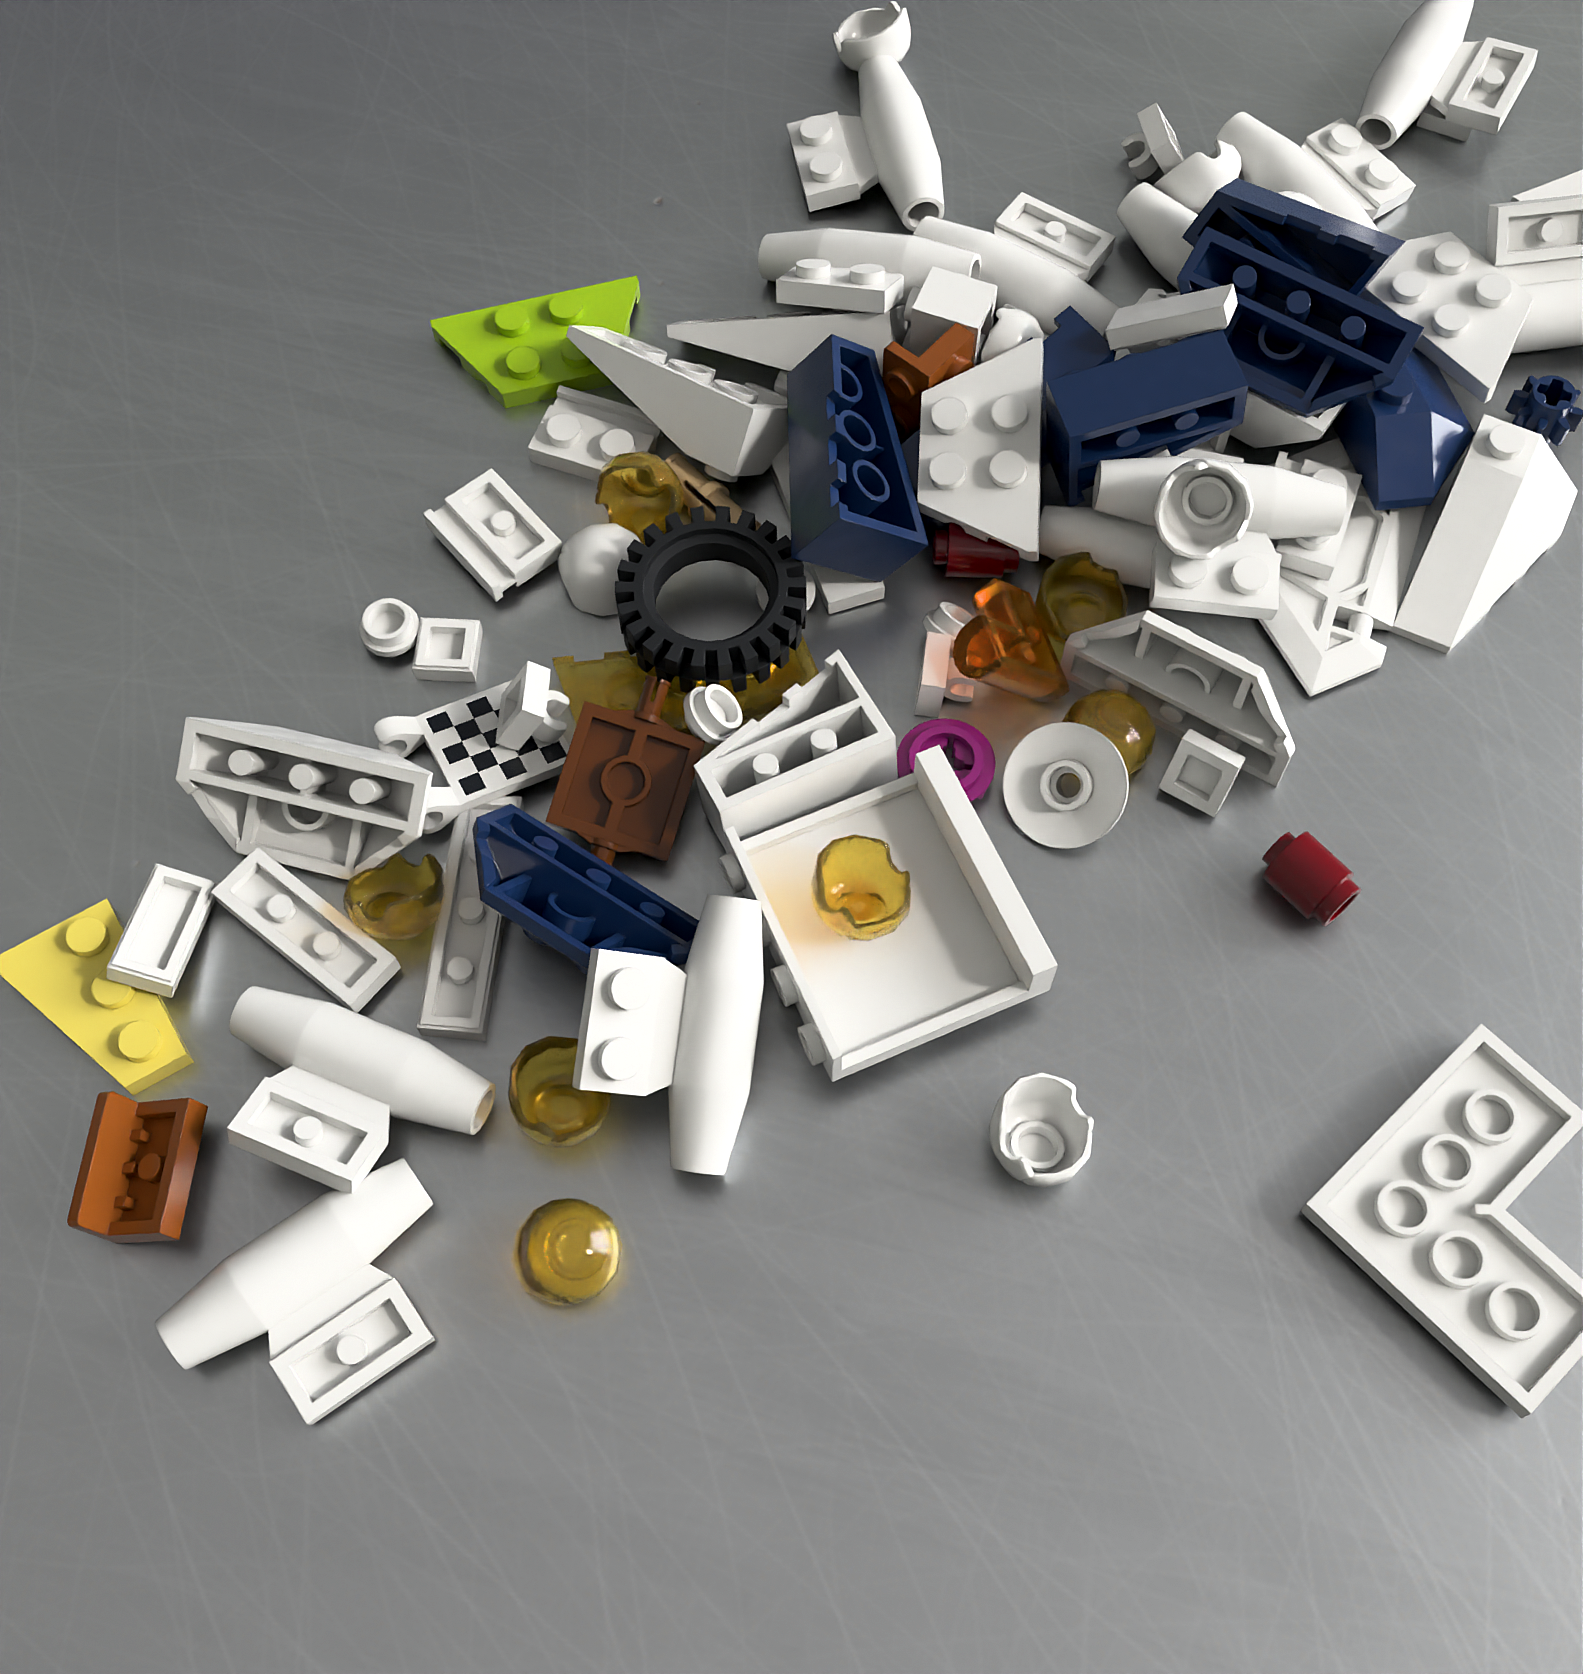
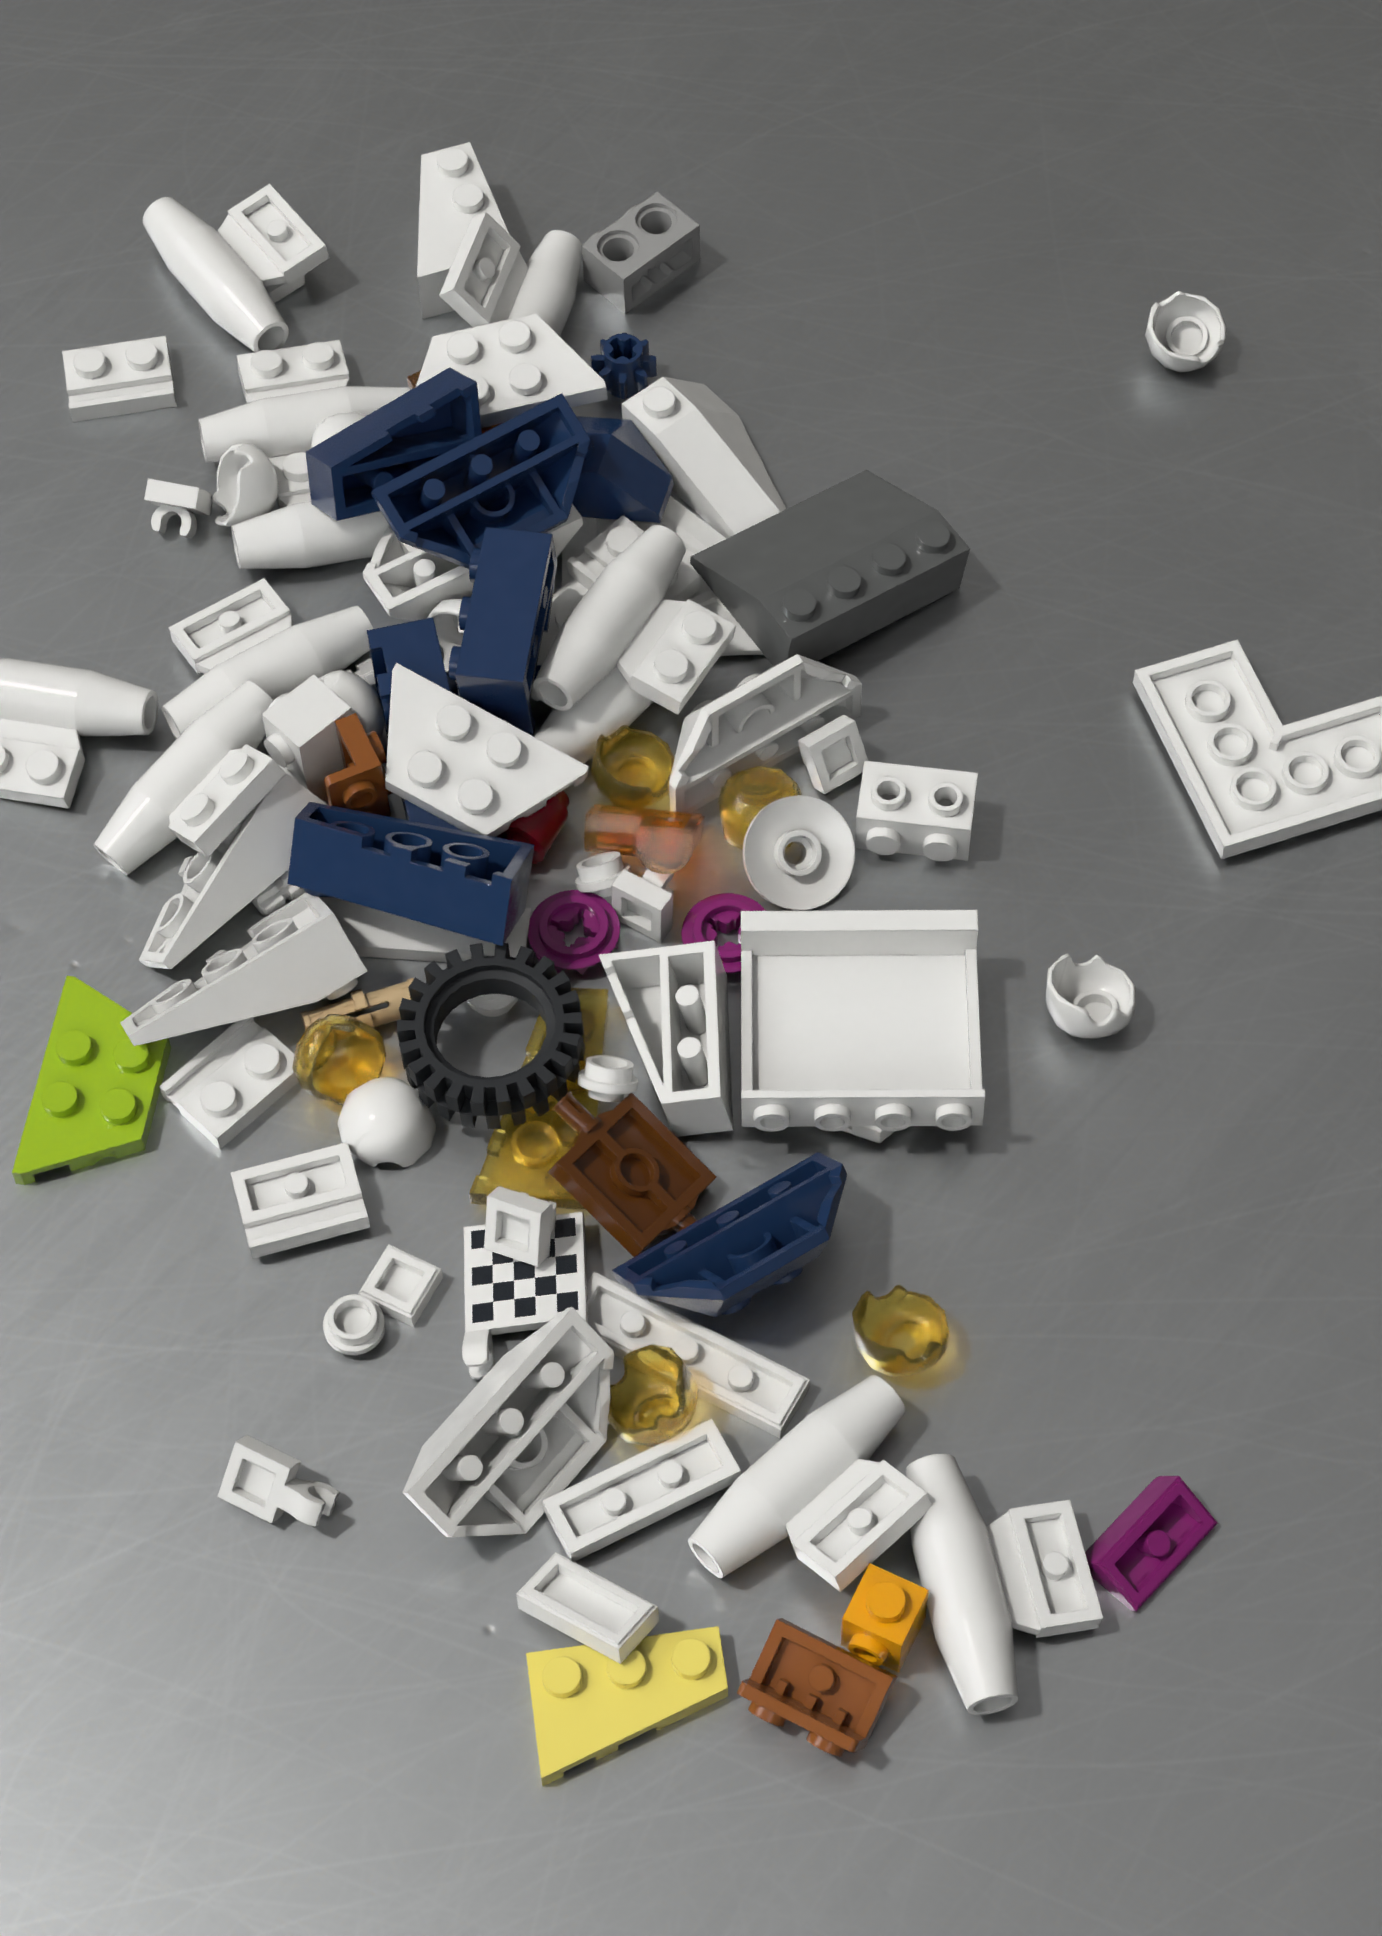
camera: 65 degrees left, 5 degrees down
(201, 624) = (266, 1485): none -> white plate
(230, 1199) = (883, 1618): none -> light orange brick
(428, 1440) = (1149, 1540): none -> magenta slope
(566, 1251) = (1032, 1382): clear yellow hair -> none
(681, 1030) = (902, 1200): white plate -> none
(859, 888) = (841, 1024): clear yellow hair -> none
(901, 621) = (562, 913): none -> magenta gear
(1172, 317) = (438, 559): white tile -> none
(1177, 876) = (915, 811): none -> white brick
(1202, 508) = (639, 623): white hair -> none
(1266, 56) = (119, 378): none -> white plate
(1310, 877) = (961, 723): dark red brick -> none
(1423, 686) = (834, 568): none -> dark grey slope

